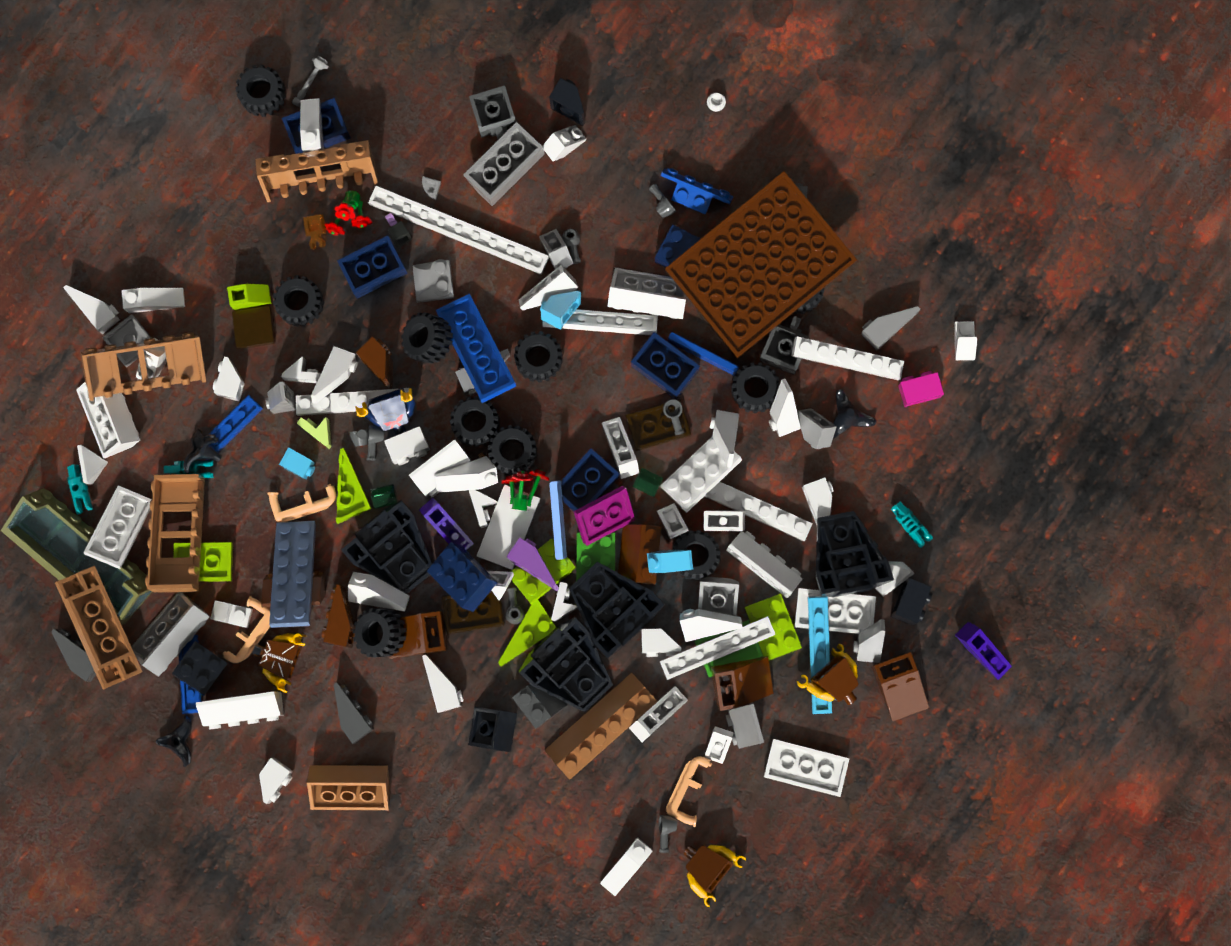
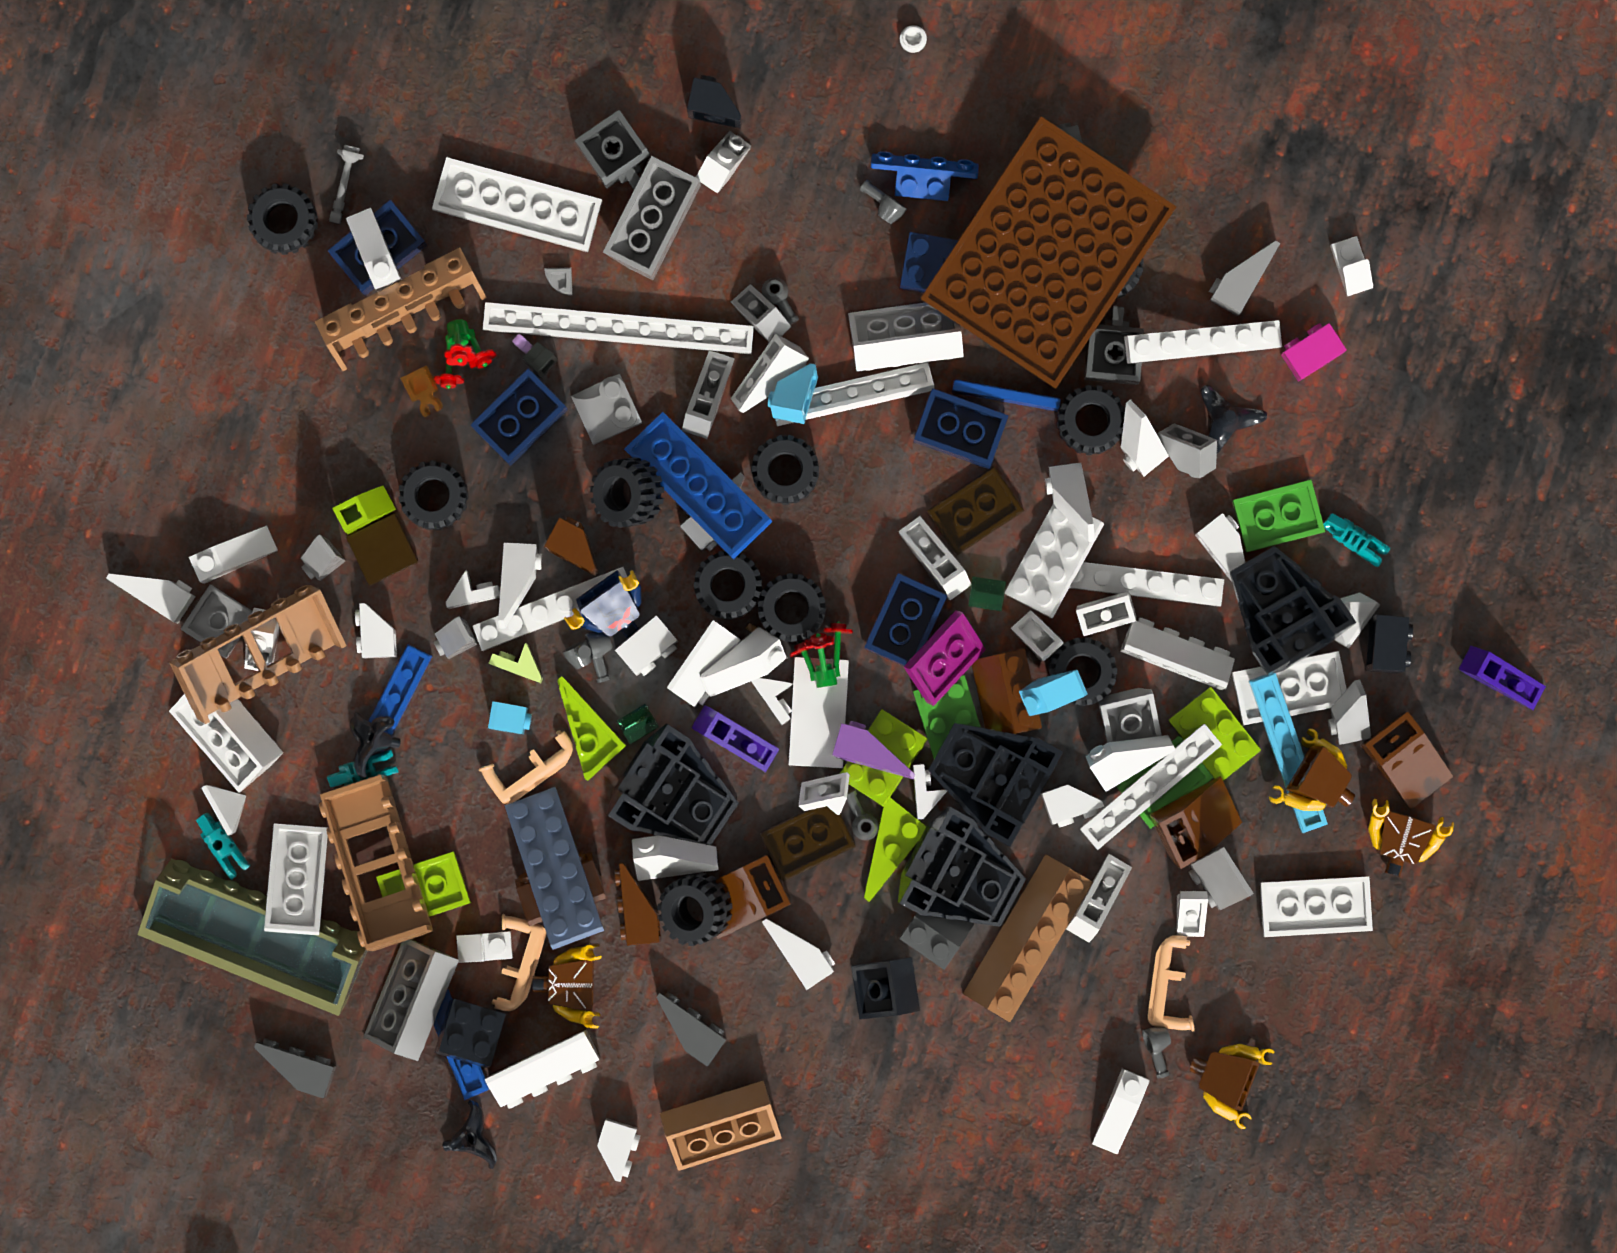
camera: 25 degrees left, 5 degrees up
(98, 627) = (318, 1021): medium nougat slope -> none
(209, 318) = (321, 558): none -> light grey slope
(418, 129) = (517, 204): none -> white plate
(462, 576) = (781, 800): dark blue brick -> none
(502, 292) = (707, 394): none -> light grey slope
(558, 520) = (885, 684): light blue tile -> none
(674, 414) = (994, 491): dark grey bar -> none
(863, 492) = (1278, 516): none -> bright green plate
(881, 739) = (1404, 837): none -> torso

